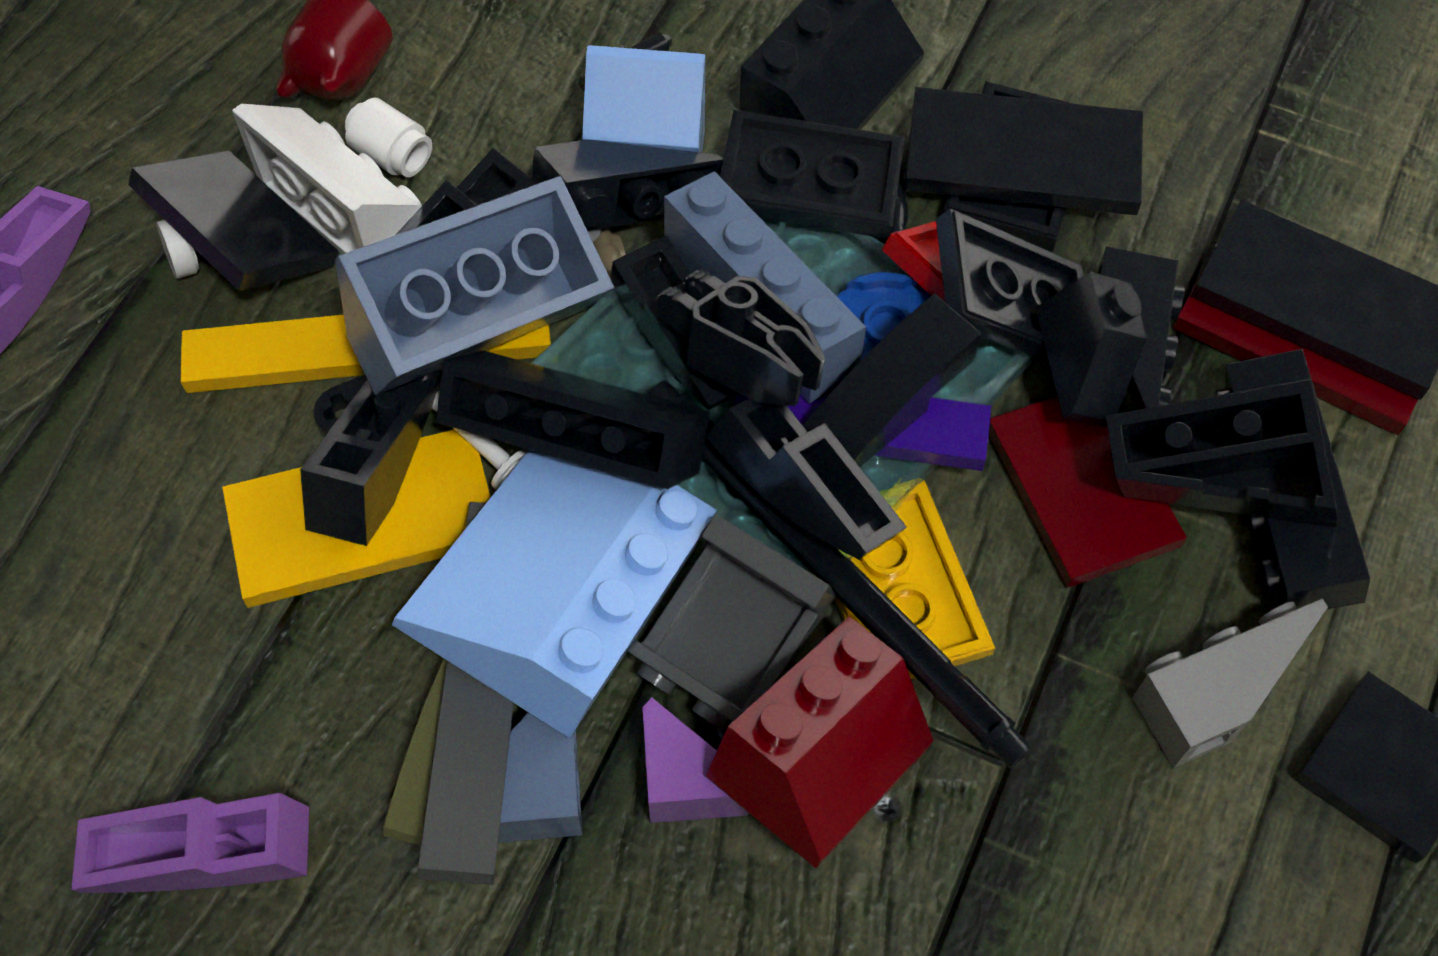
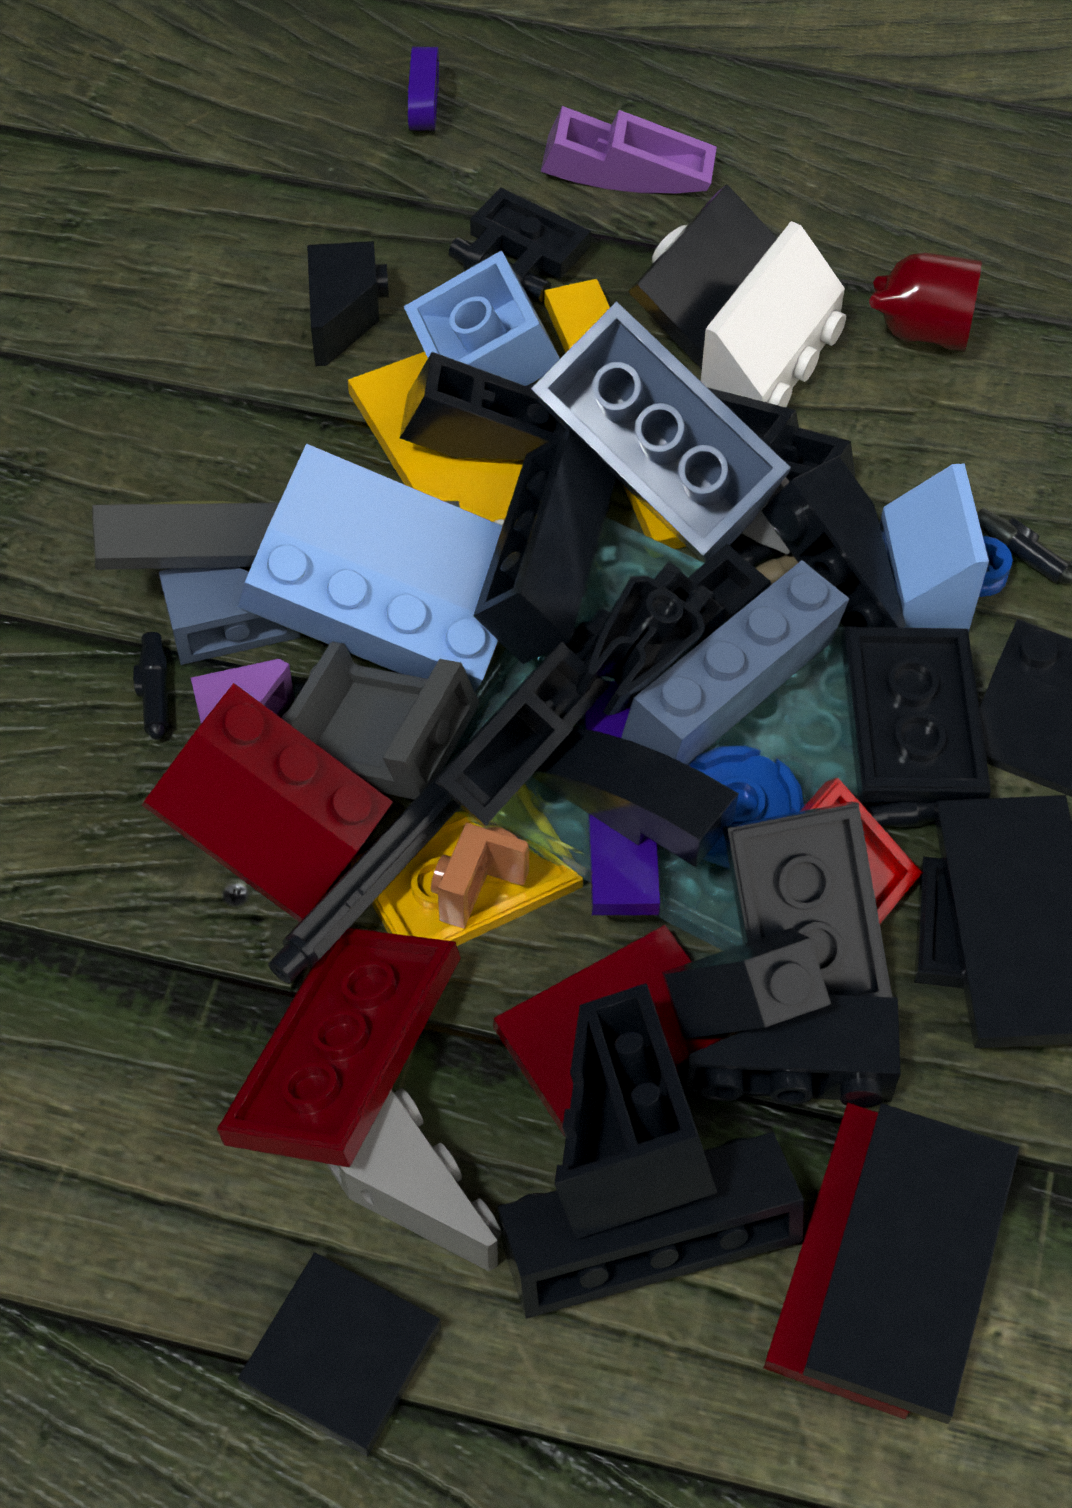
camera: 80 degrees right, 5 degrees down
(91, 383) = (527, 232): none -> black plate
(111, 586) = (343, 295): none -> black slope
(192, 845) = (130, 403): medium lavender slope -> none
(230, 441) = (485, 323): none -> light blue slope
(387, 137) = (849, 370): white brick -> none
(609, 865) = (151, 685): none -> black piece
(926, 567) = (476, 855): none -> nougat bracket
(1117, 707) = (340, 1047): none -> dark red tile

